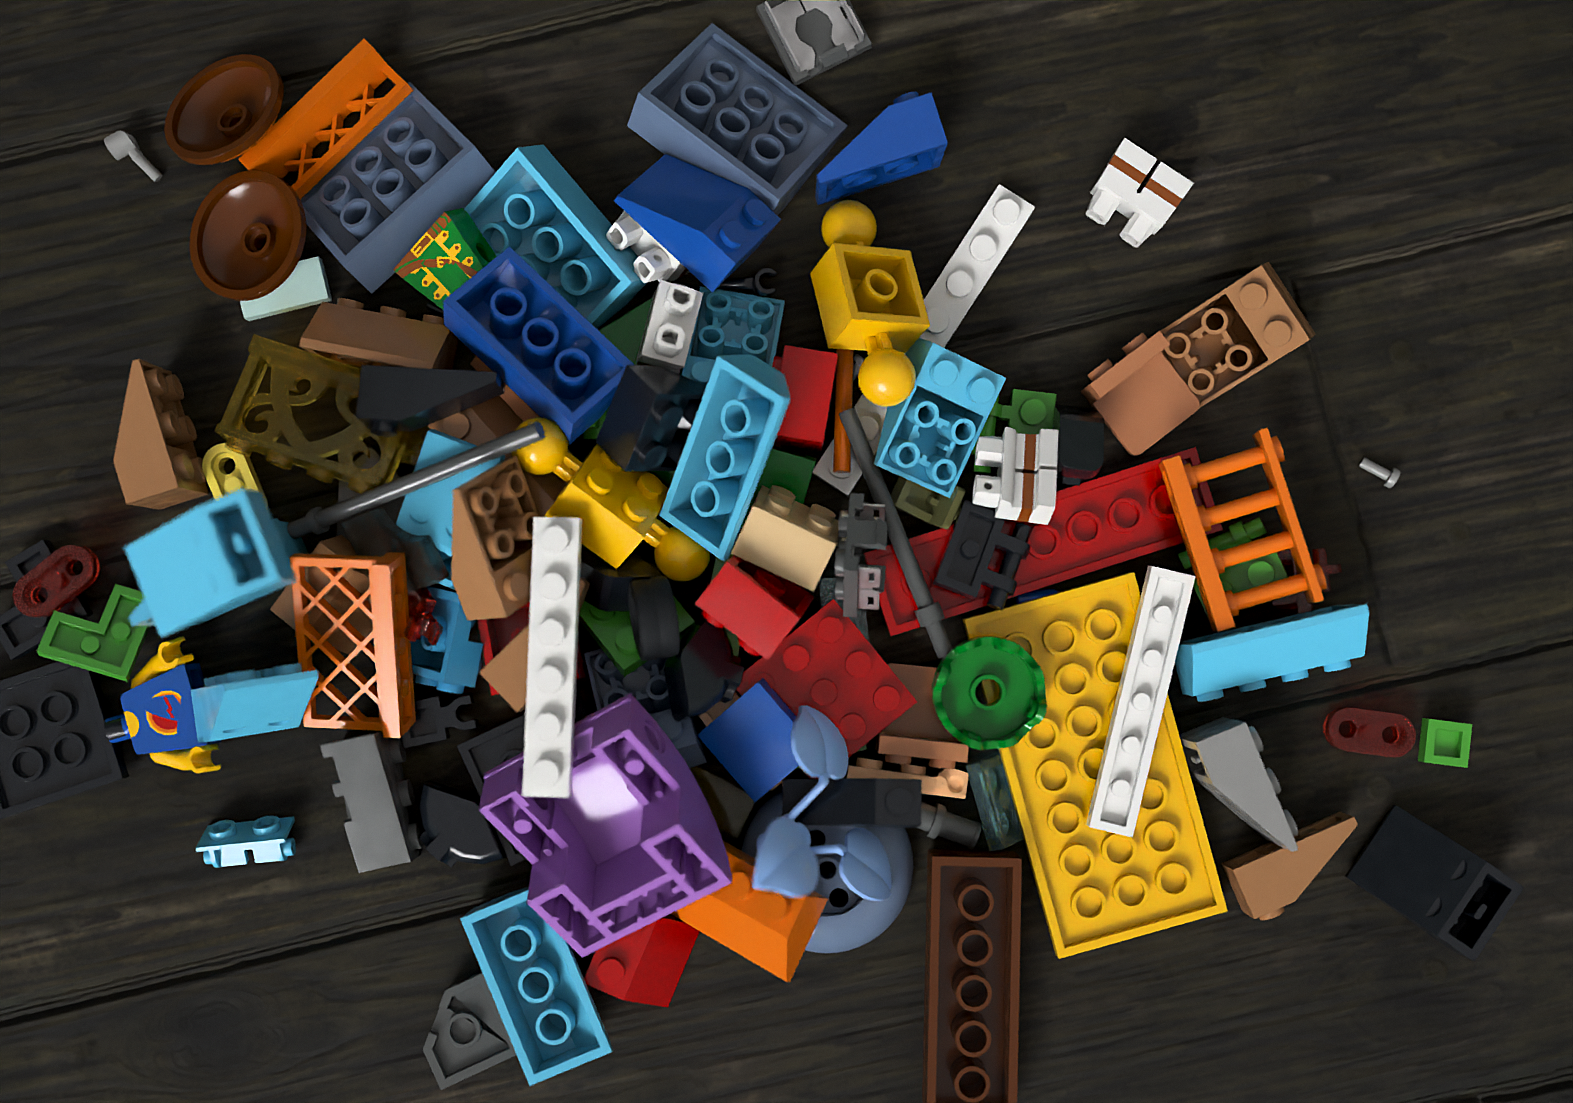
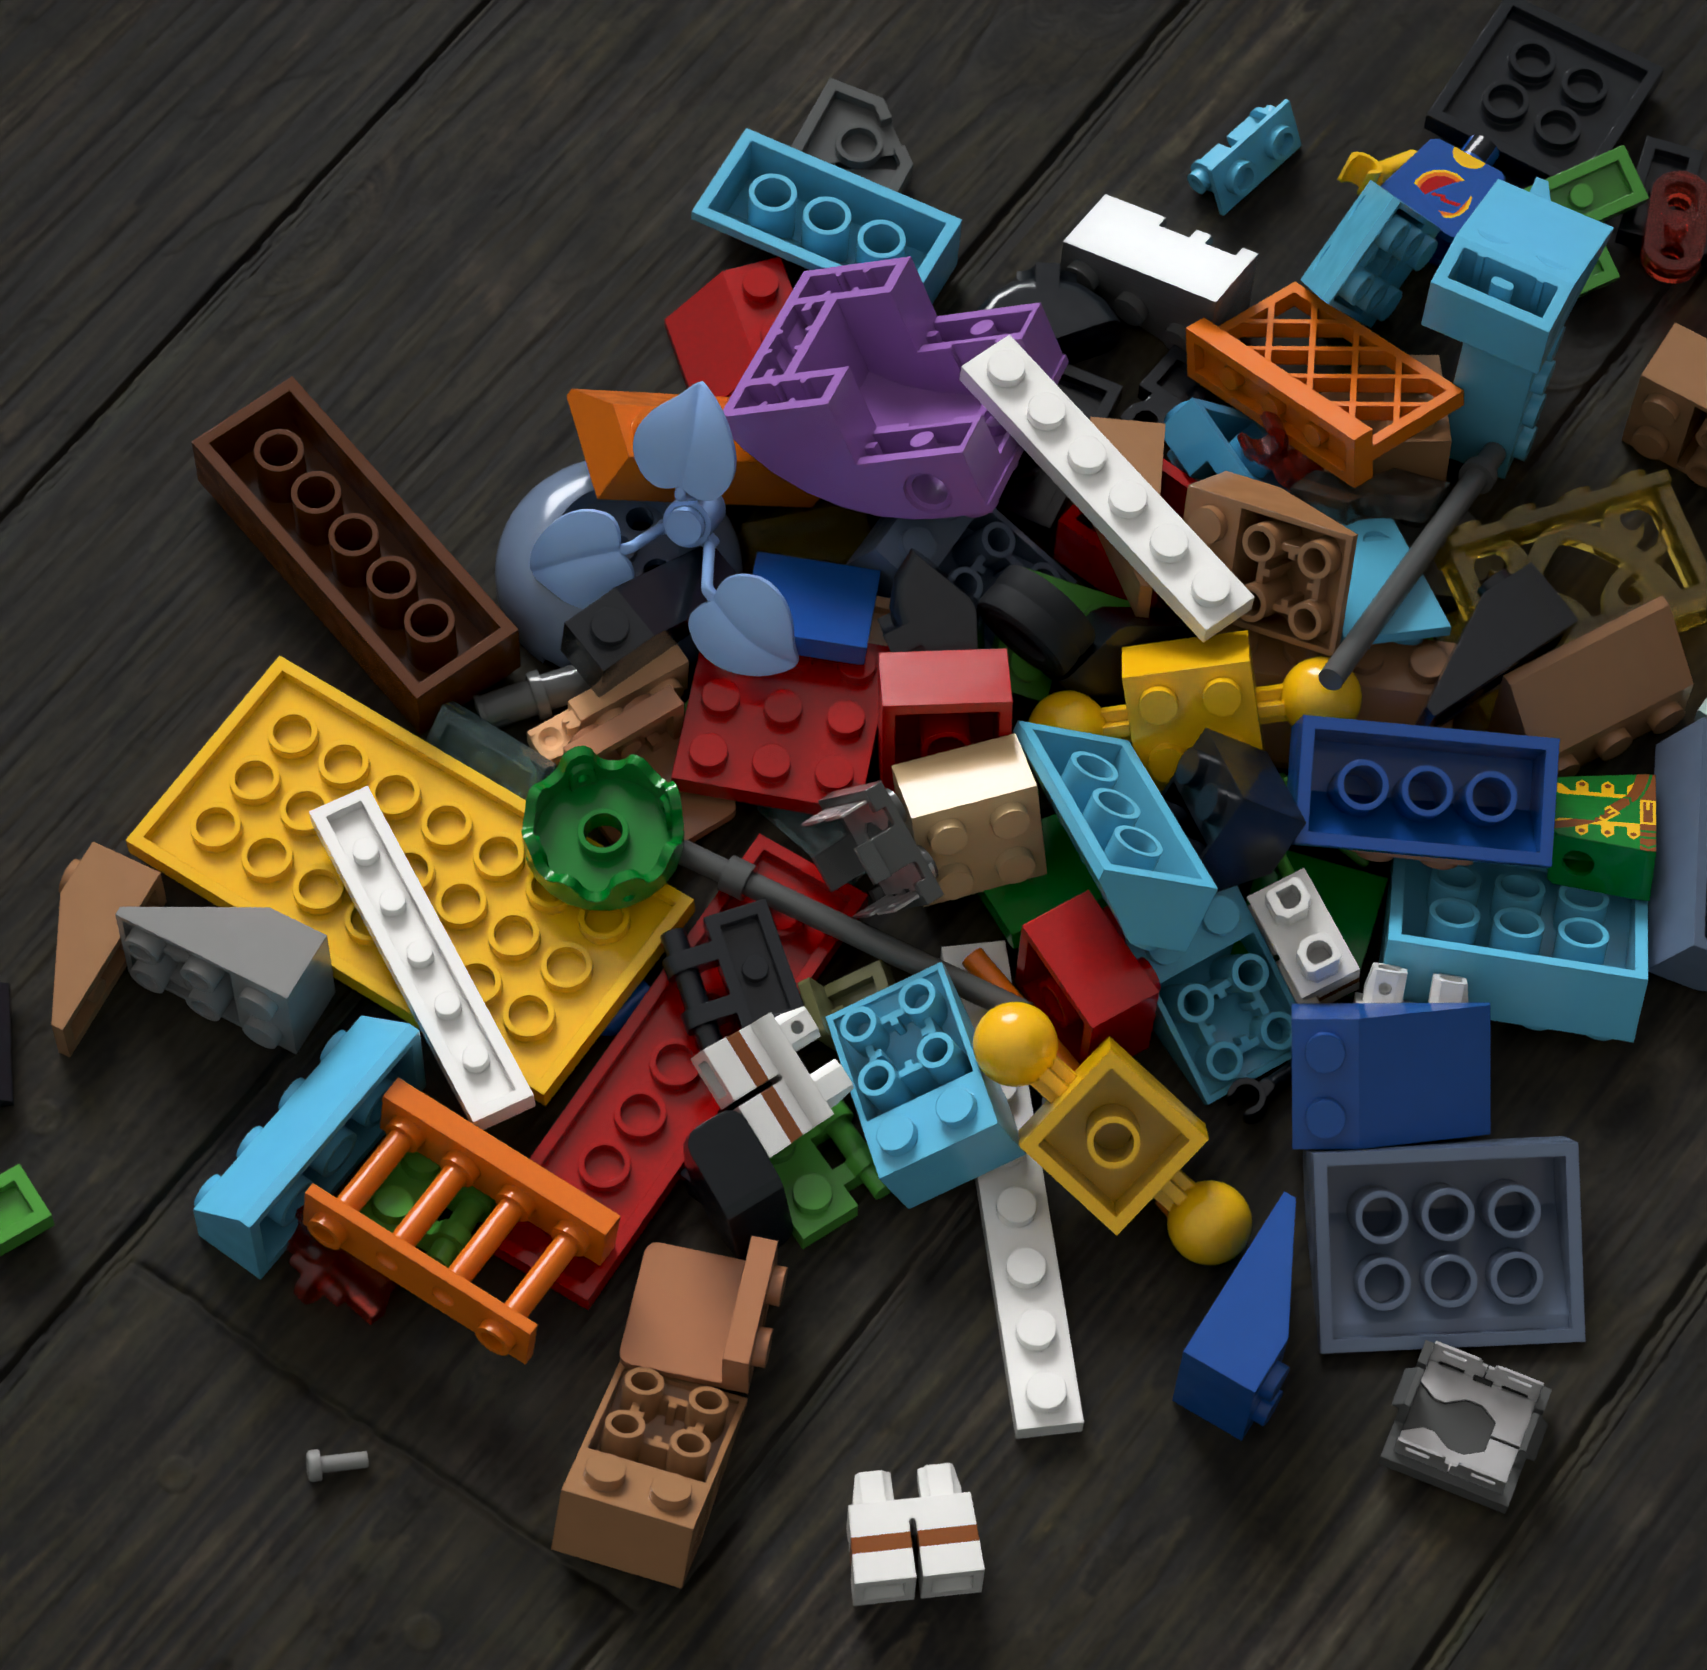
camera: 140 degrees right, 25 degrees down
(222, 483) = (1600, 449): light yellow plate -> none
(1367, 730) = (106, 1152): clear red plate -> none

